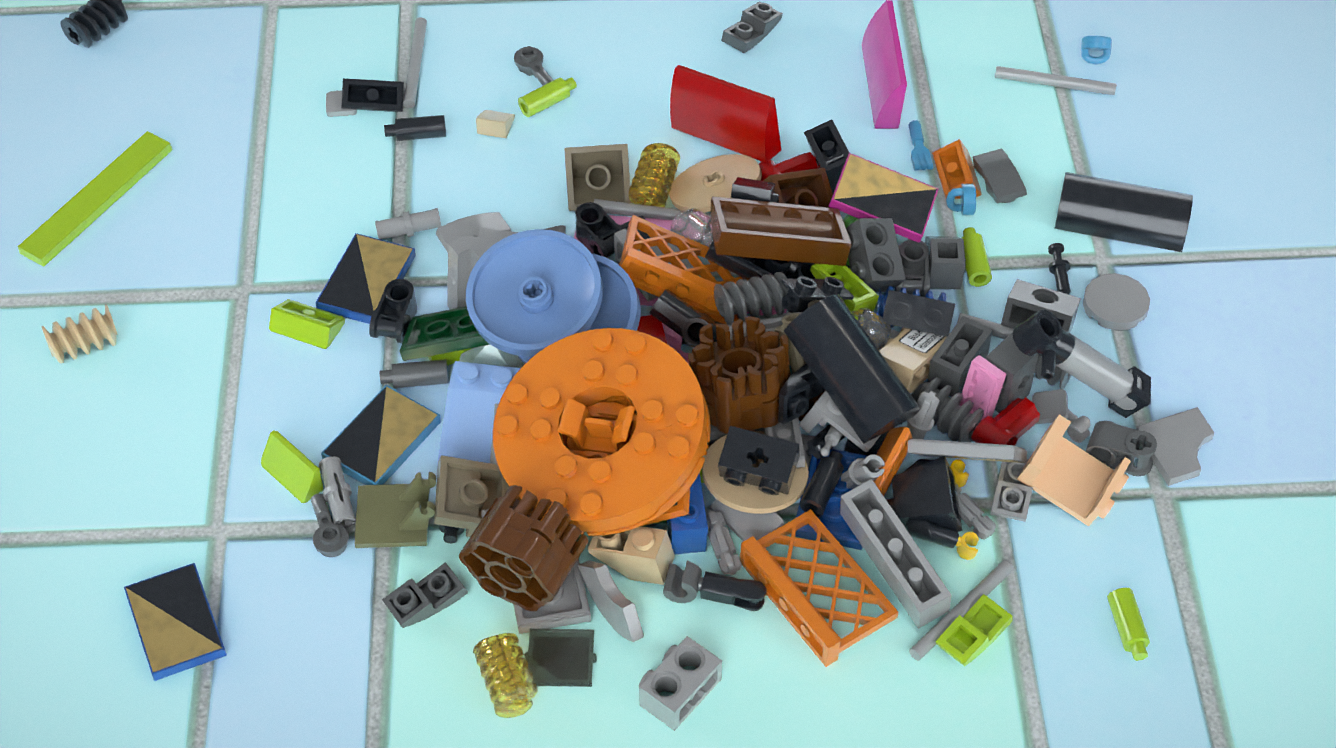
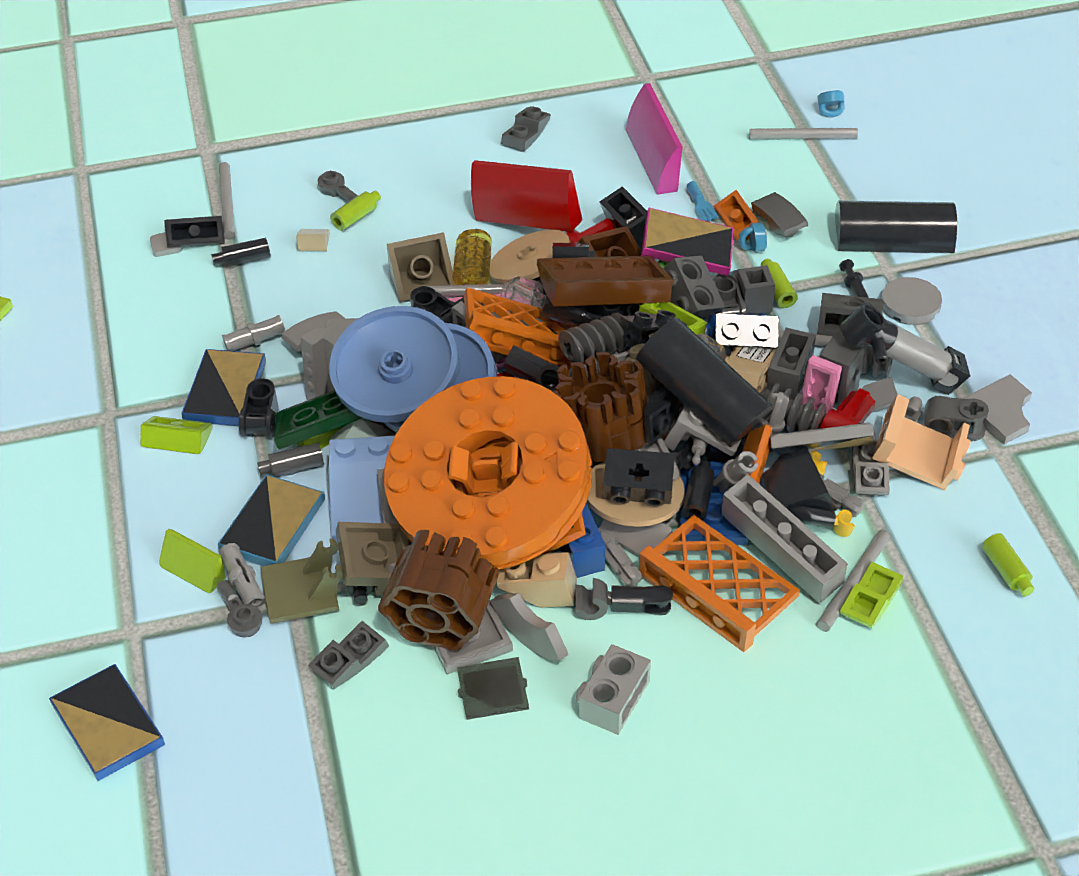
camera: 10 degrees left, 5 degrees down
(505, 674) = (446, 711): clear yellow piece -> none

